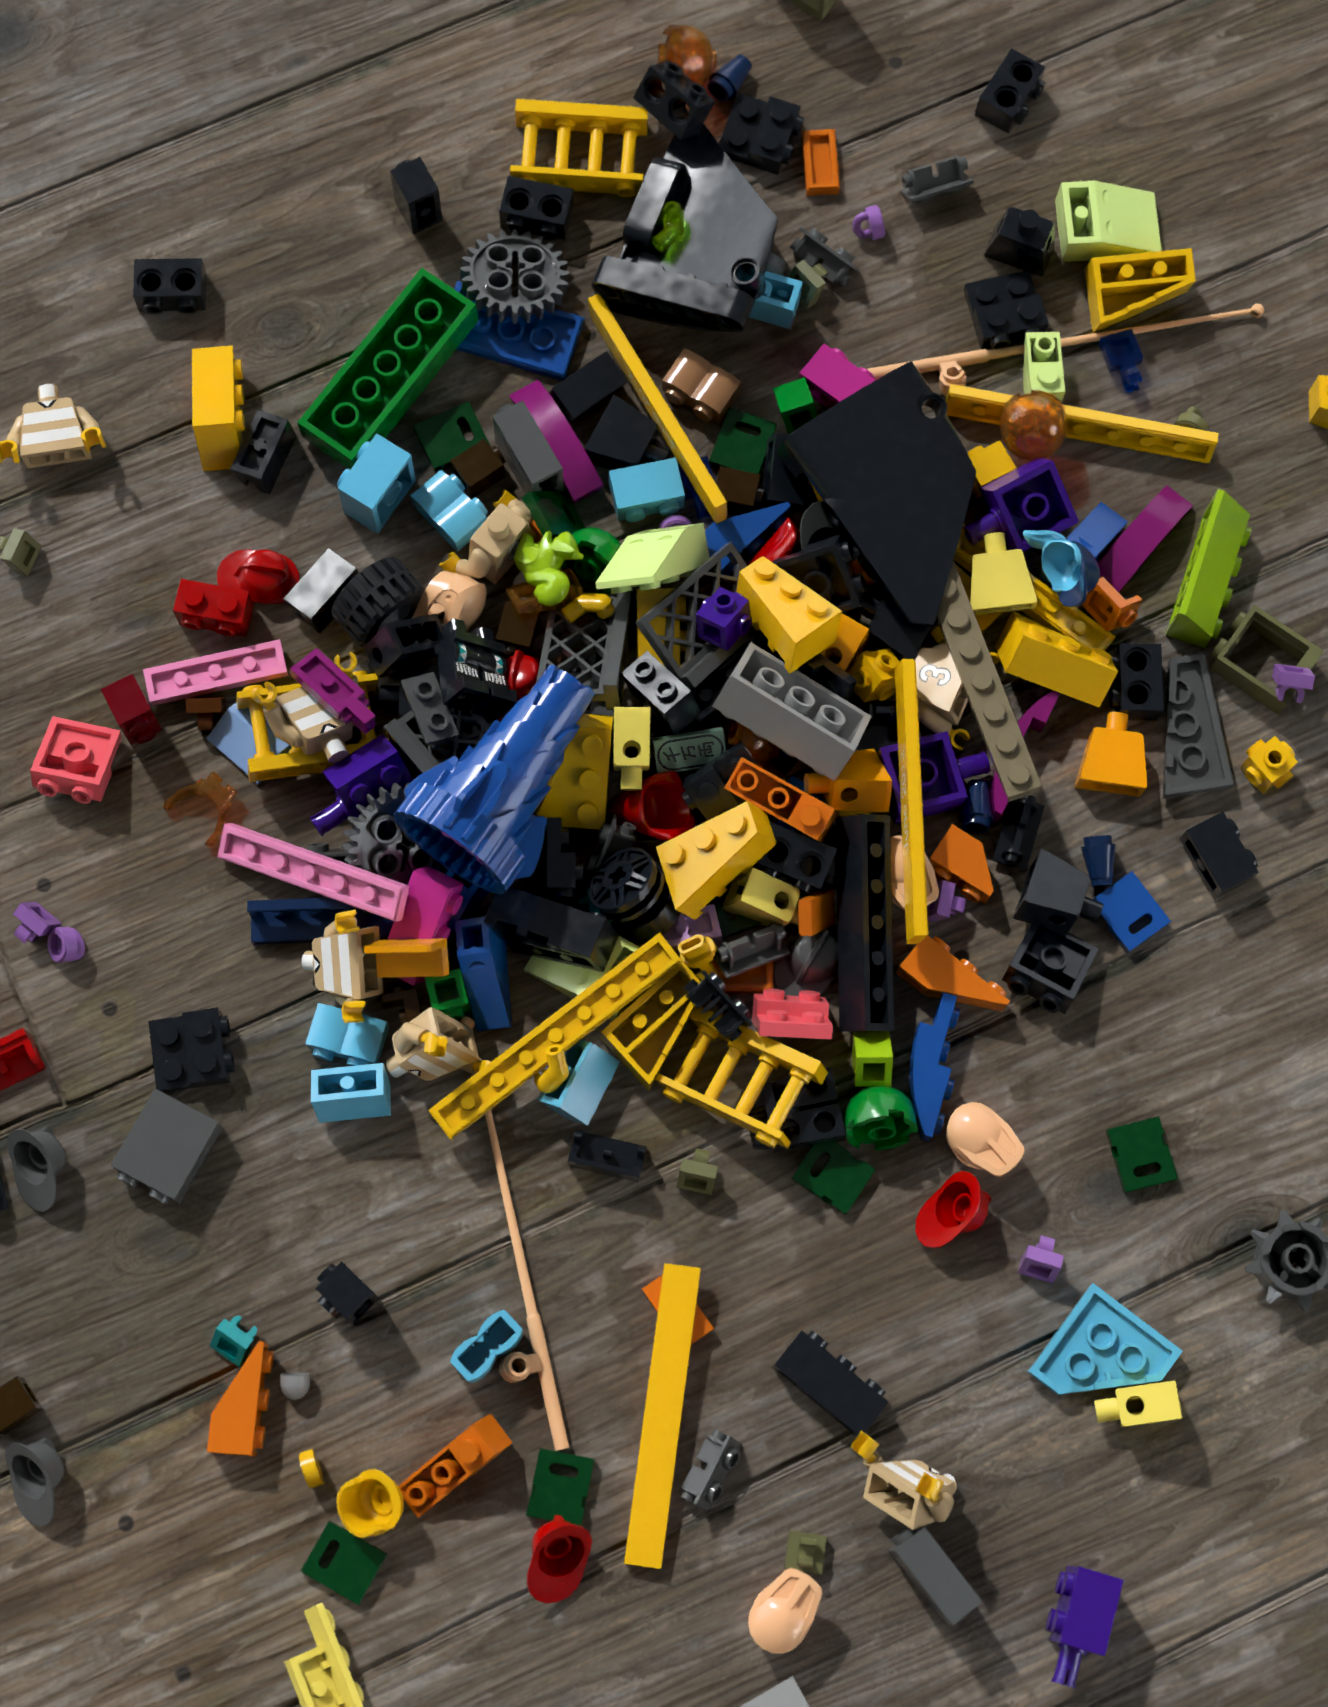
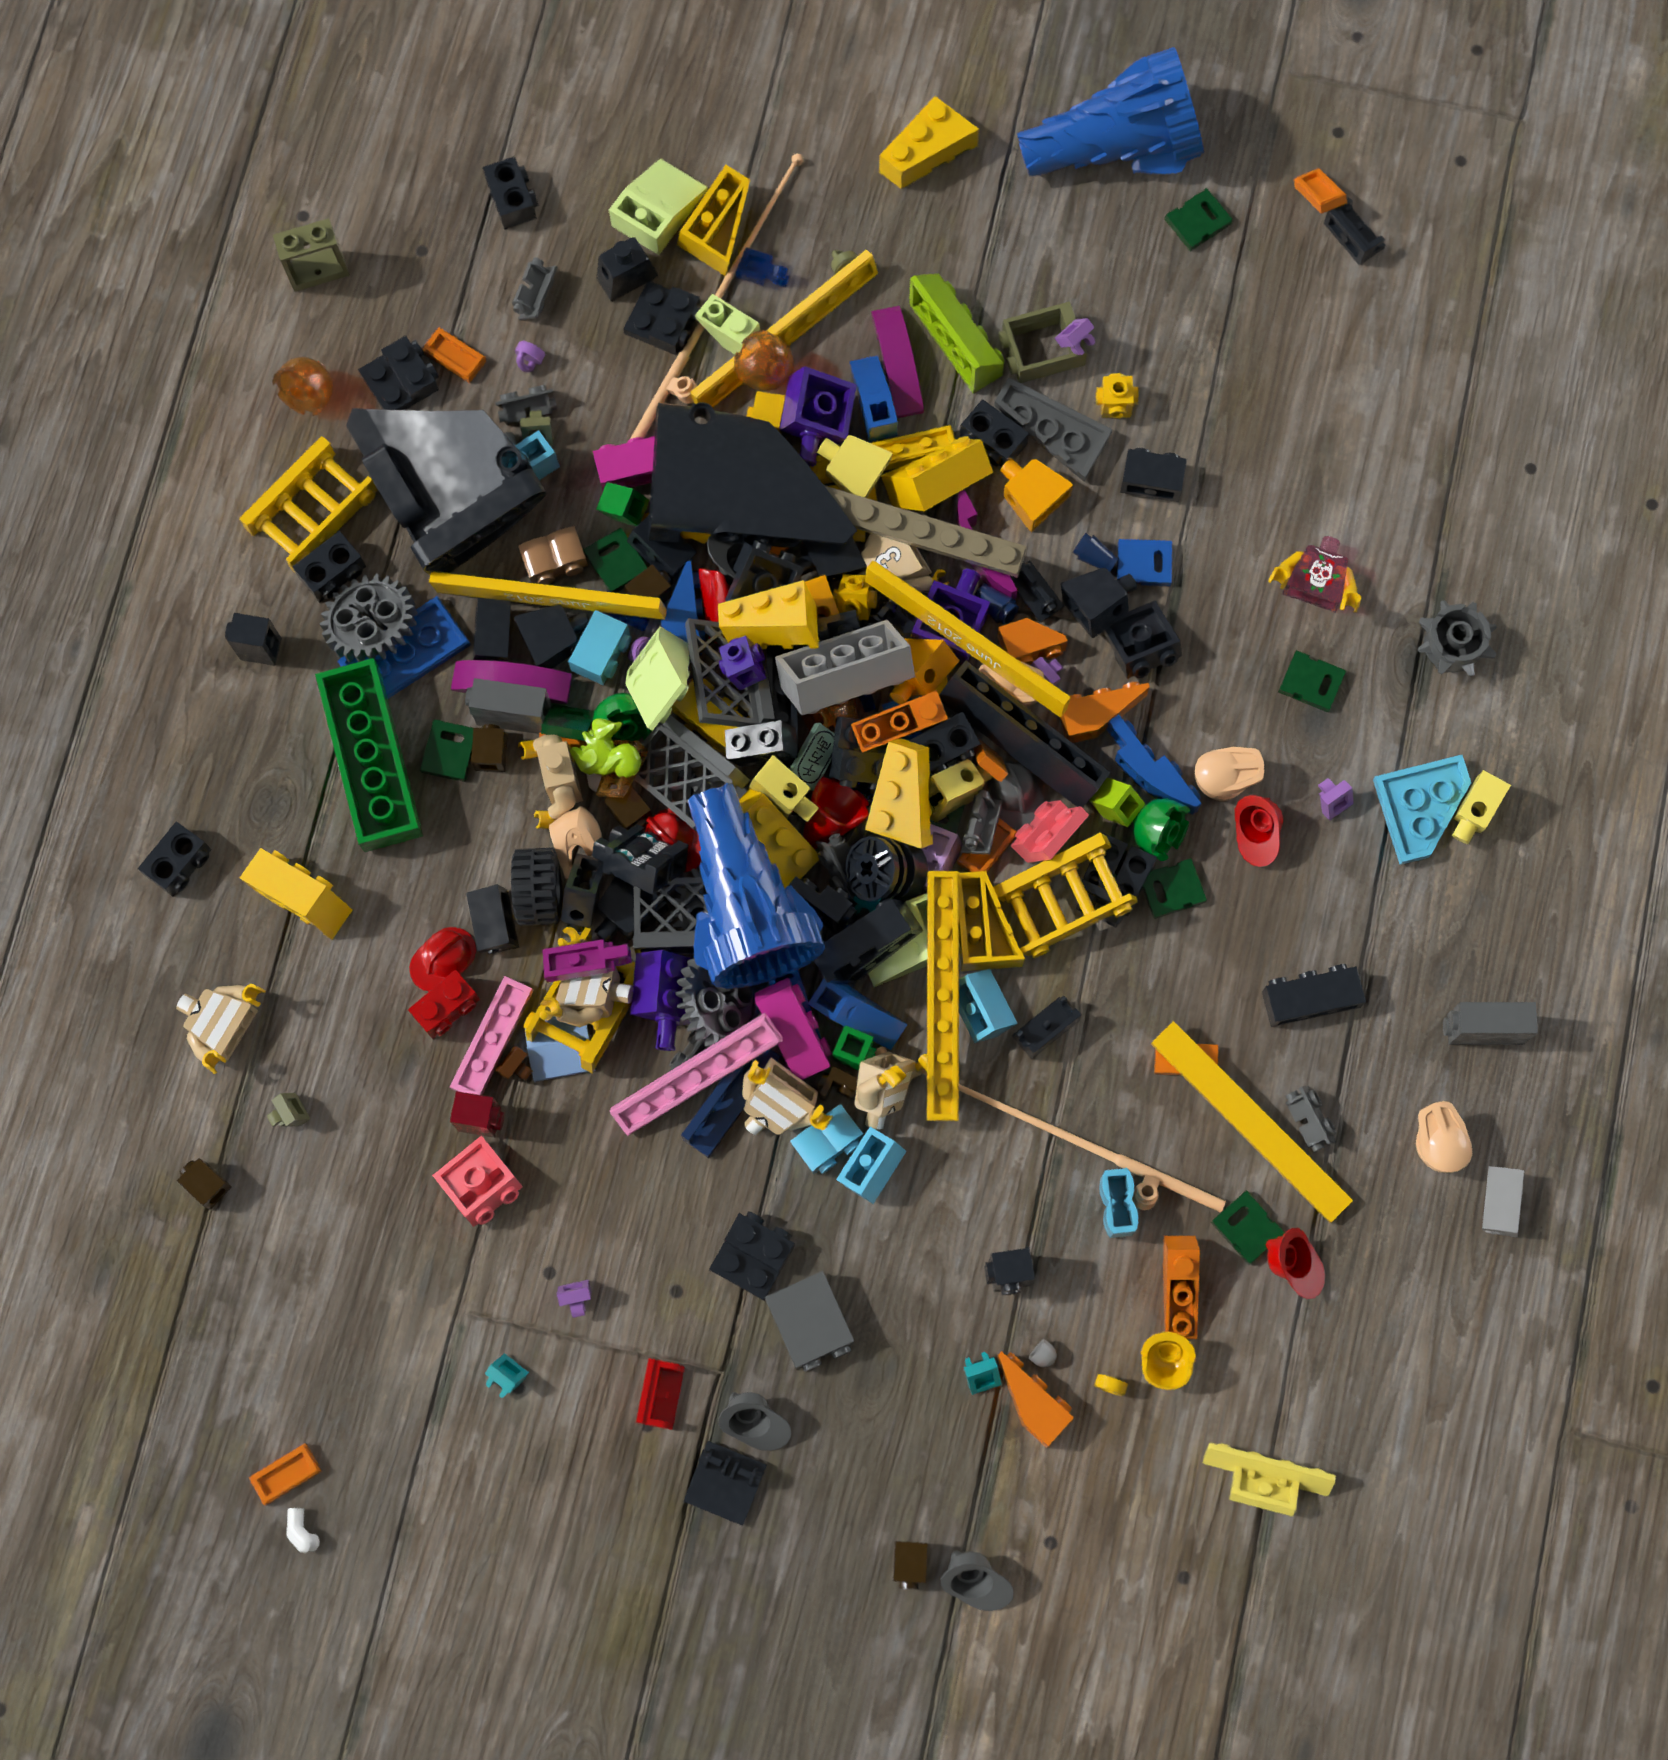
camera: 45 degrees left, 0 degrees up
(65, 944) = (607, 1288): medium lavender tile -> none
(213, 790) = (580, 1102): clear orange helmet -> none
(264, 451) = (355, 885): black hinge -> none
(352, 1566) = (1197, 1407): dark green piece -> none
(376, 483) = (446, 823): medium azure brick -> none
(410, 957) = (812, 1051): light orange panel -> none
(430, 713) = (648, 907): dark grey hinge -> none
(449, 509) = (504, 790): medium azure brick -> none
(556, 1073) = (970, 1015): yellow arm -> none
(588, 603) = (650, 747): yellow arm -> none
(670, 104) = (334, 420): black brick -> none
(672, 226) = (422, 485): clear neon green arm -> none
(697, 1173) = (1105, 976): olive tile -> none
(698, 953) = (959, 858): yellow piece -> none
(712, 988) = (996, 871): black hinge -> none
(728, 79) = (342, 367): dark blue cone -> none
(805, 1552) = (1411, 1098): olive tile -> none
(905, 1488) = (1421, 997): tan torso -> none
(1066, 565) = (886, 414): medium azure hair -> none
(1081, 1618) = (1588, 950): dark purple brick -> none
(1110, 607) = (927, 412): orange bracket -> none
(1247, 1083) = (1319, 577): none -> clear pink torso

